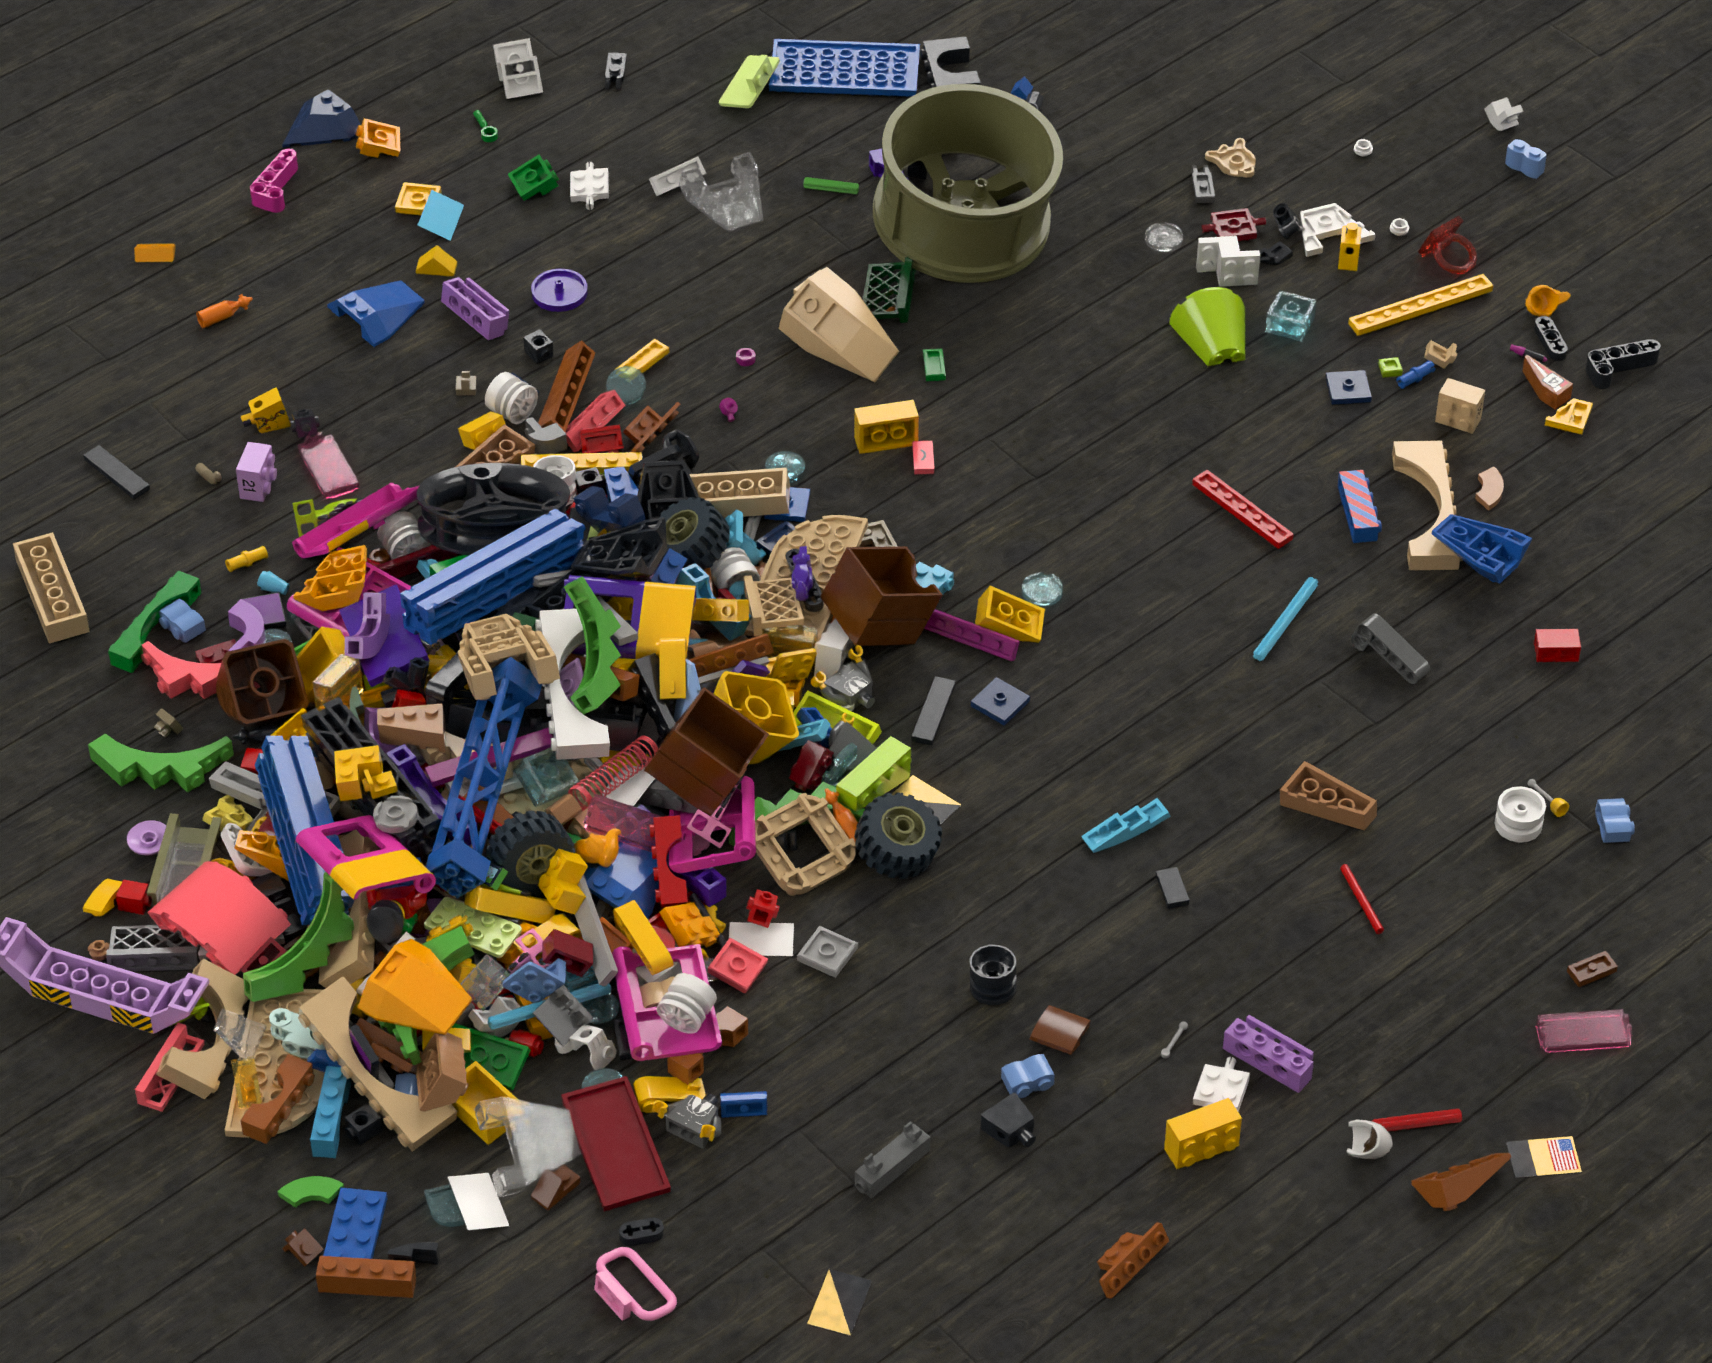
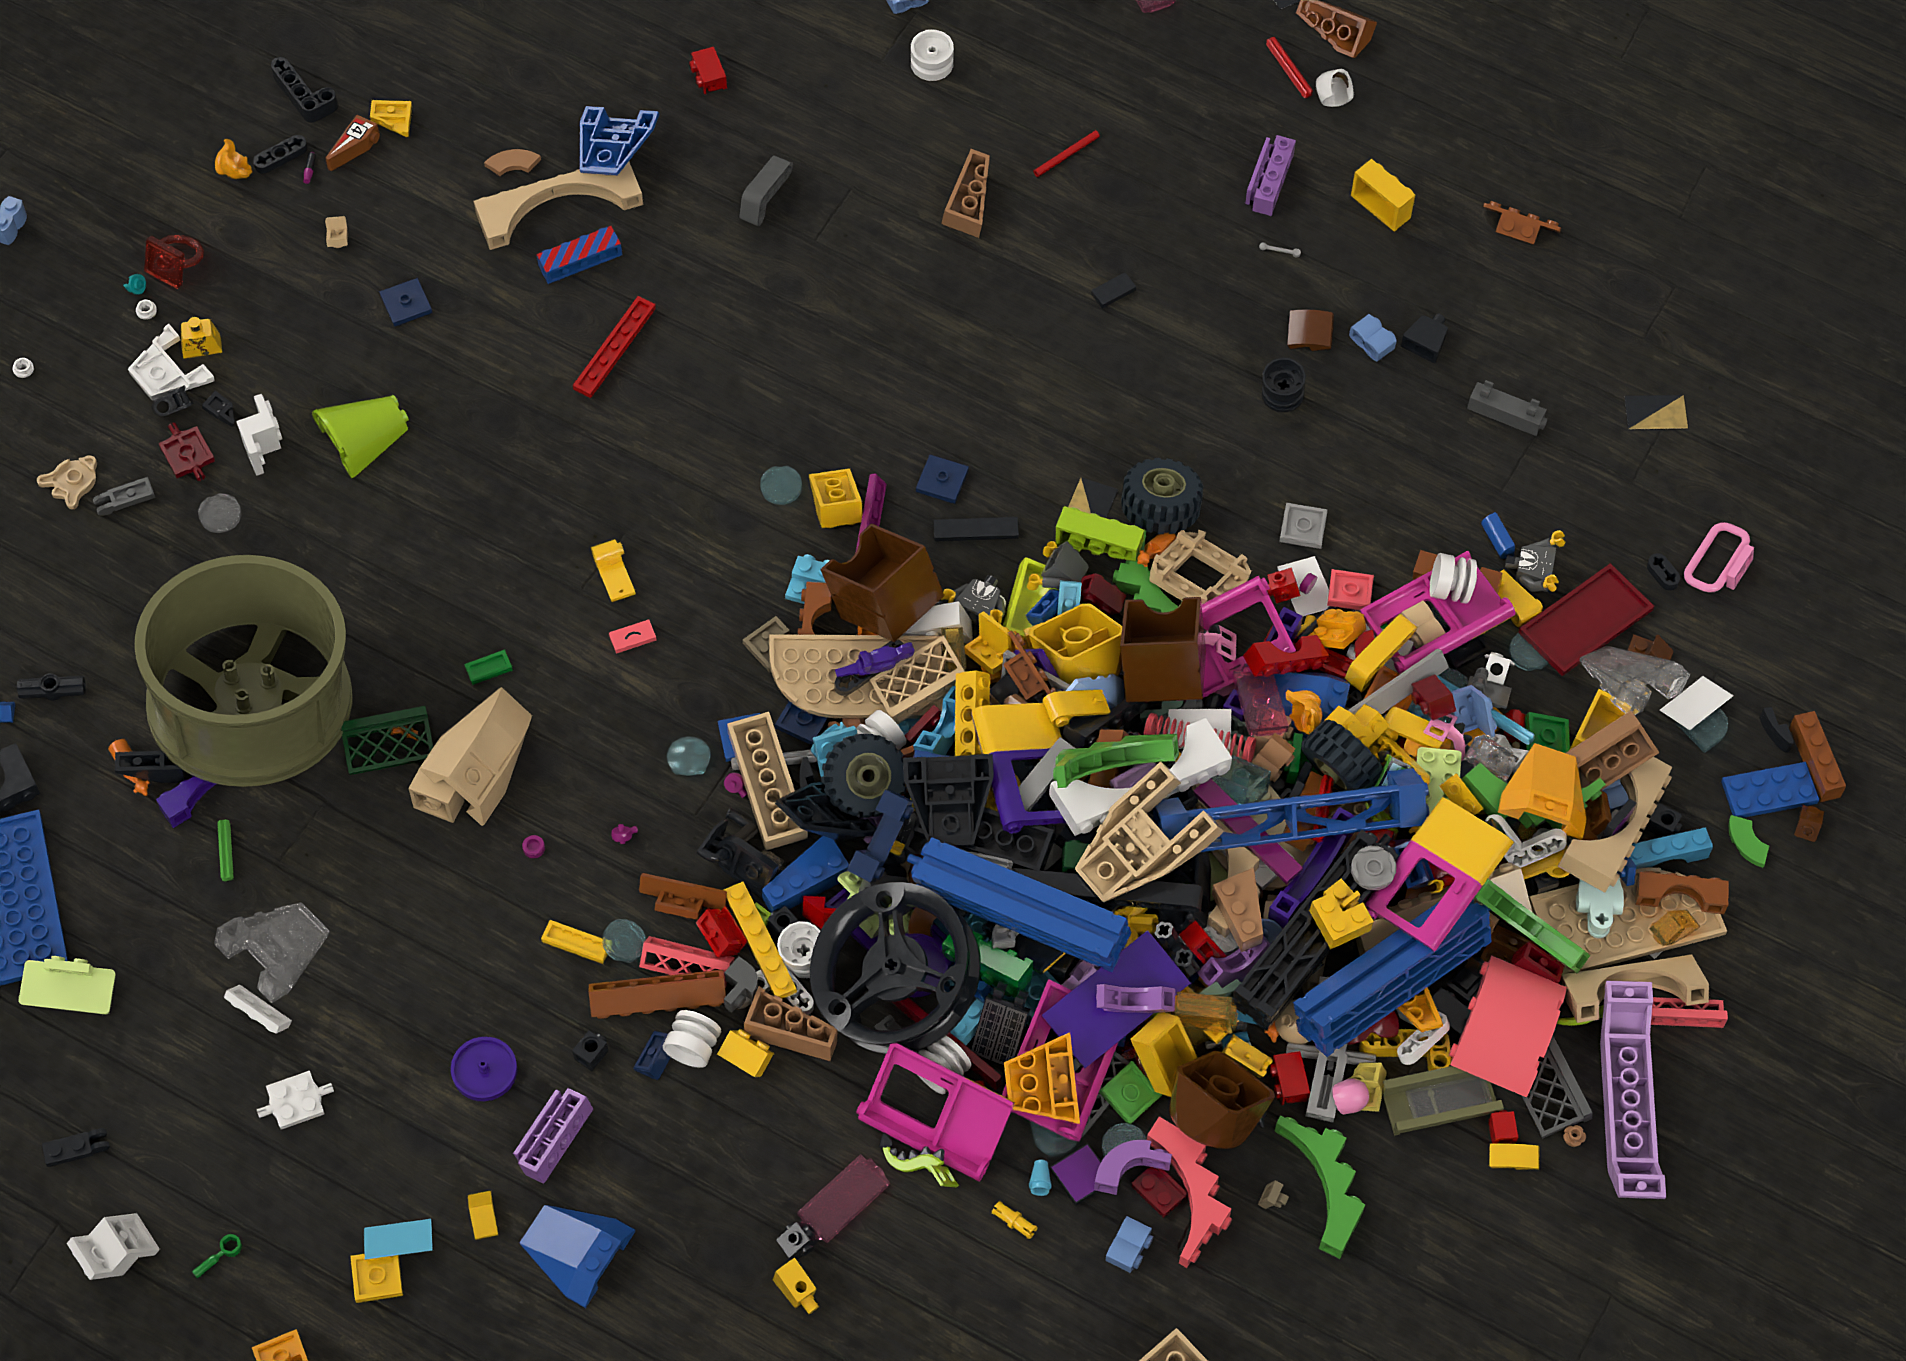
camera: 110 degrees left, 15 degrees up
(128, 648) = (1092, 1265): green arch -> none
(146, 837) = (1430, 1138): lavender dish -> none
(207, 474) = (902, 1319): dark tan arm -> none
(222, 794) = (1350, 1096): none -> bright pink hair
(239, 1033) = (1627, 954): clear slope -> none
(256, 471) = (895, 1253): lavender brick -> none
(417, 573) = (1001, 1026): none -> black tile
(466, 384) = (670, 1107): dark tan tile -> none
(534, 177) = (306, 1159): green plate -> none
(757, 931) = (1308, 583): none -> magenta tile
(842, 762) = (1093, 564): clear light blue tile -> none
(885, 426) = (613, 670): yellow brick -> none
(1008, 459) = (612, 570): none -> yellow door
(1124, 827) = (1058, 341): medium azure slope -> none
(1221, 1083) = (1318, 203): white plate -> none
(1285, 619) = (748, 281): medium azure axle -> none
(1290, 316) = (324, 364): clear light blue brick -> none
(1390, 367) = (364, 274): lime tile -> none
(1415, 374) = (371, 249): blue pin -> none
(1420, 304) = (265, 266): yellow plate -> none
(1428, 223) = (136, 284): none -> teal plate
(1460, 405) = (419, 196): tan brick -> none
(1558, 805) = (903, 37): yellow hinge -> none

